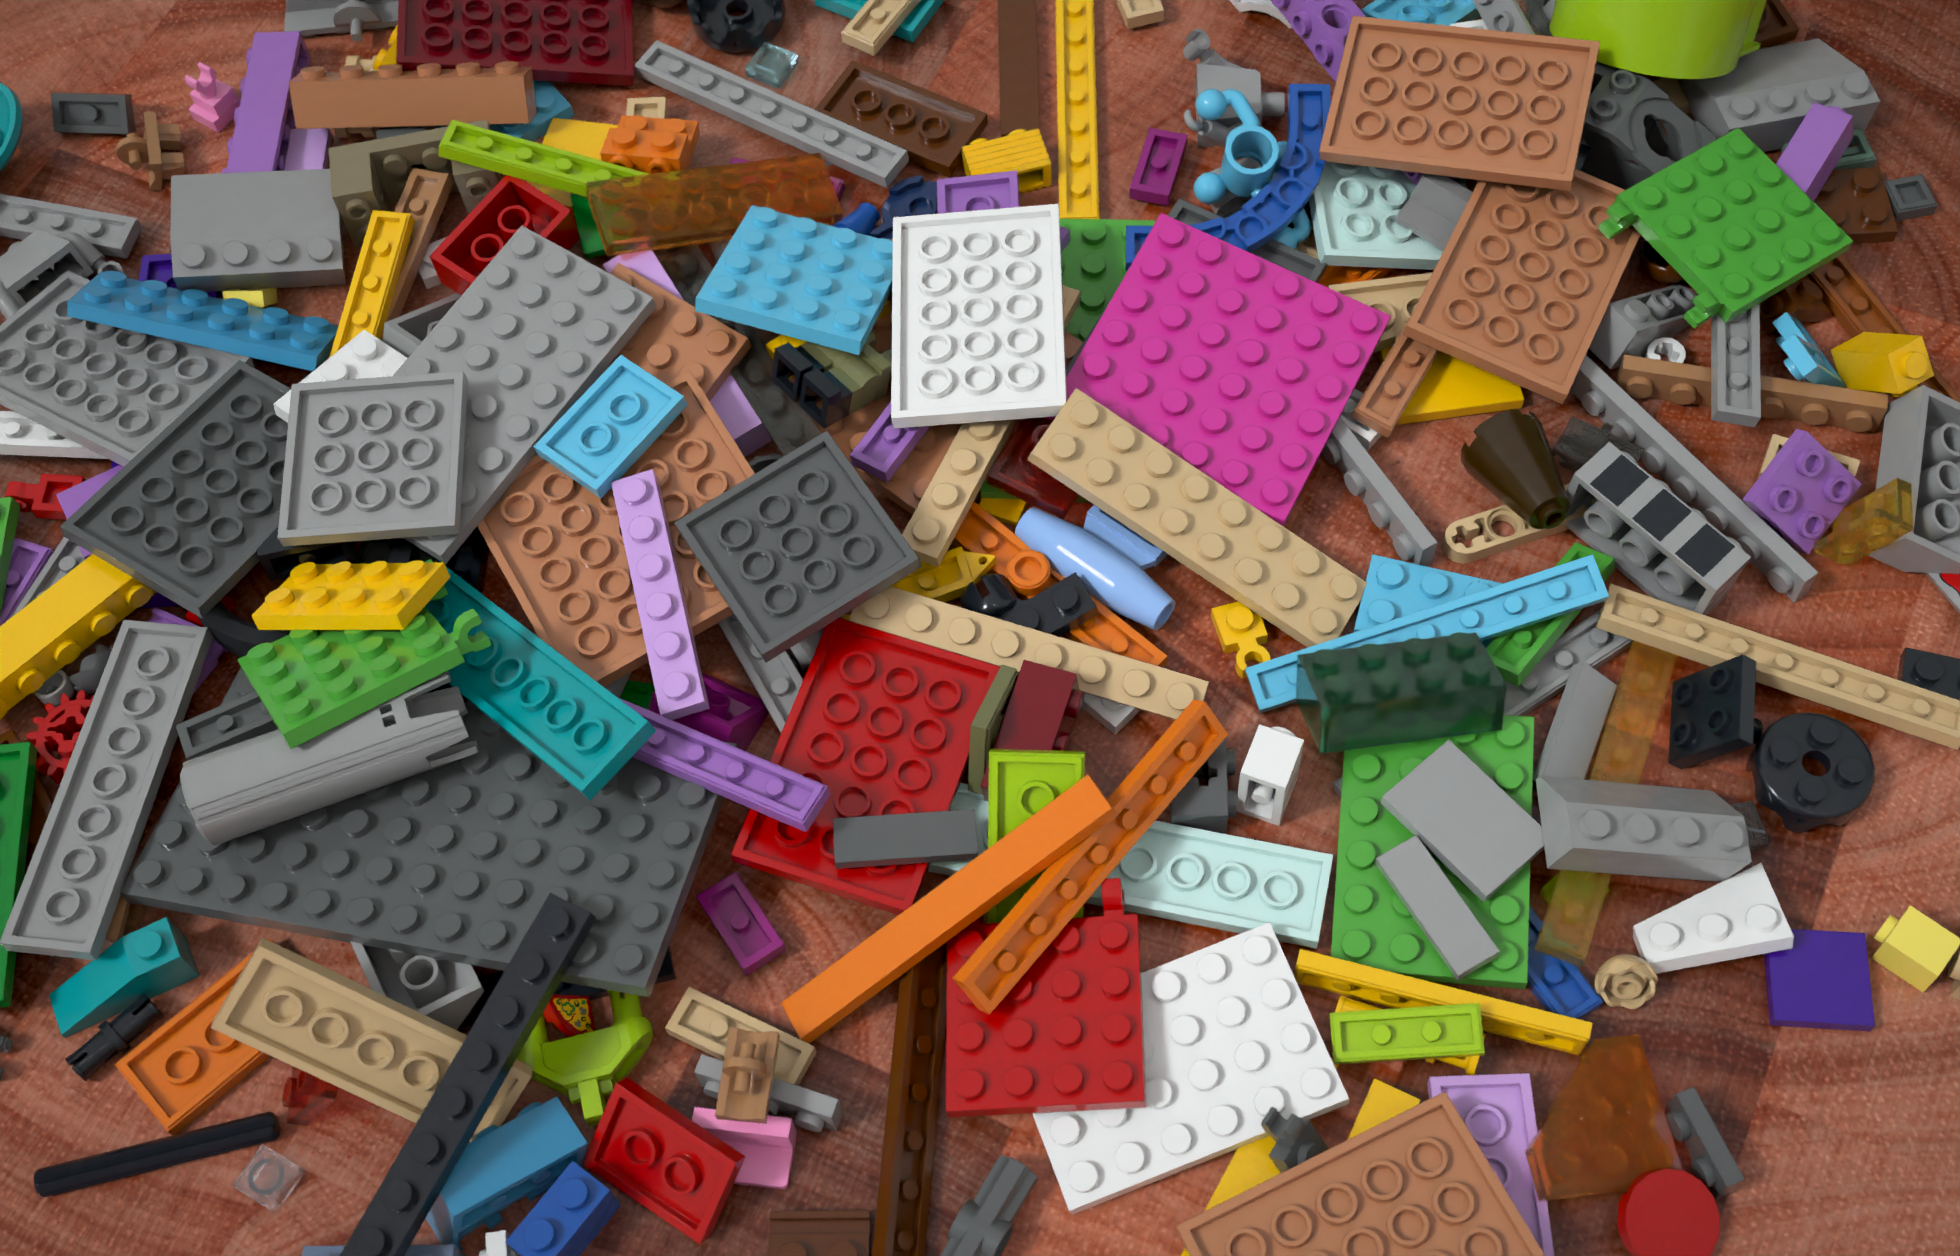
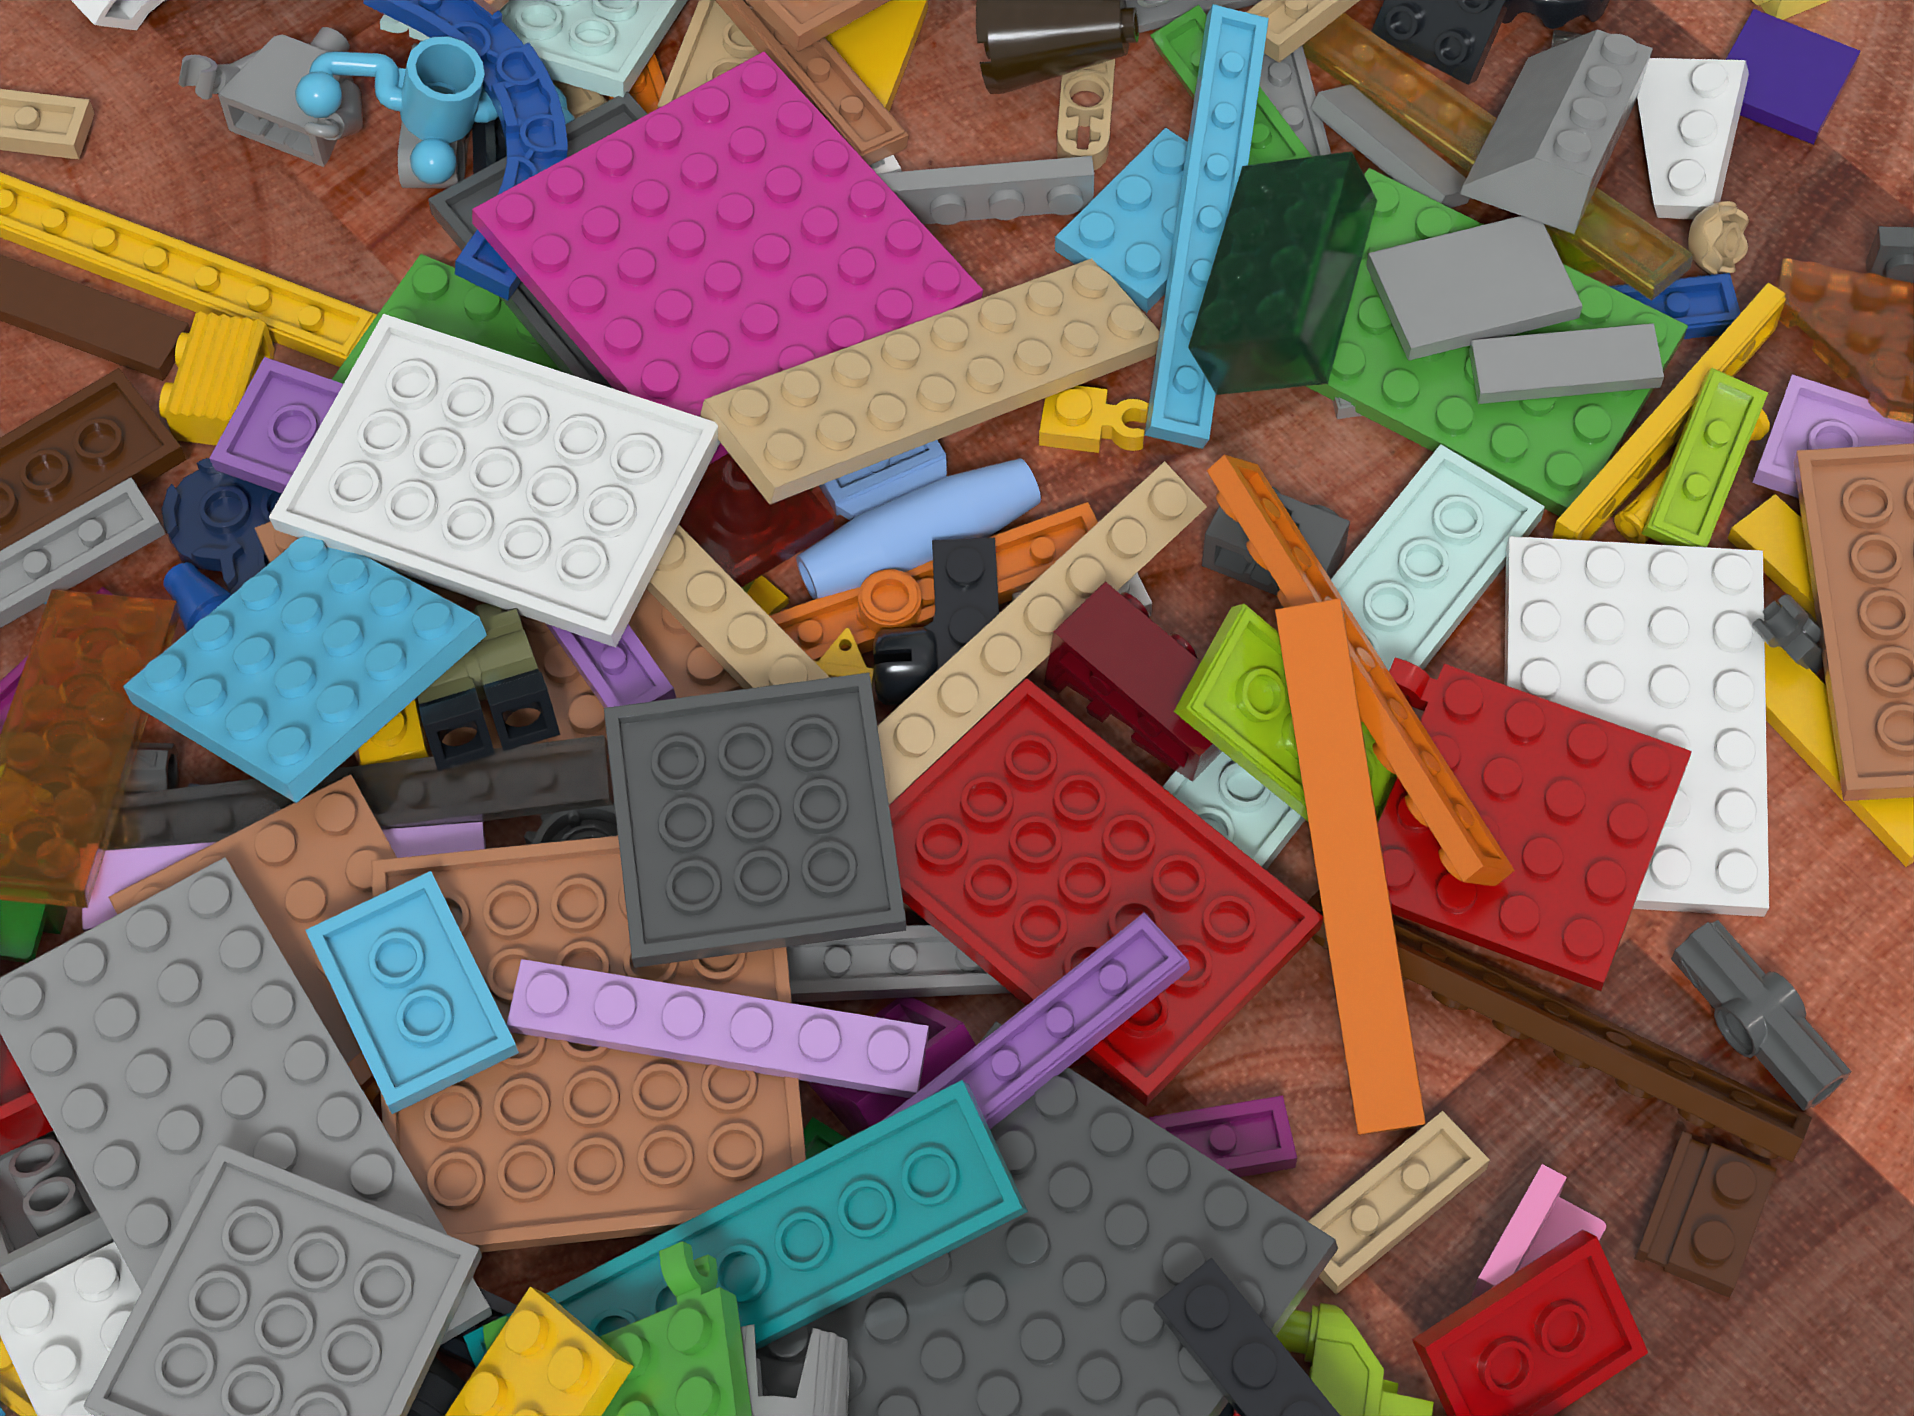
camera: 70 degrees left, 0 degrees up
(747, 1076) = (1484, 1177): medium nougat hips -> none
(808, 1107) = (1482, 1193): light grey plate -> none
(905, 838) = (1227, 875): dark grey tile -> none
(987, 724) = (1116, 714): olive tile -> none
(1158, 166) = (337, 214): magenta plate -> none
(1269, 774) = (1318, 450): white brick -> none

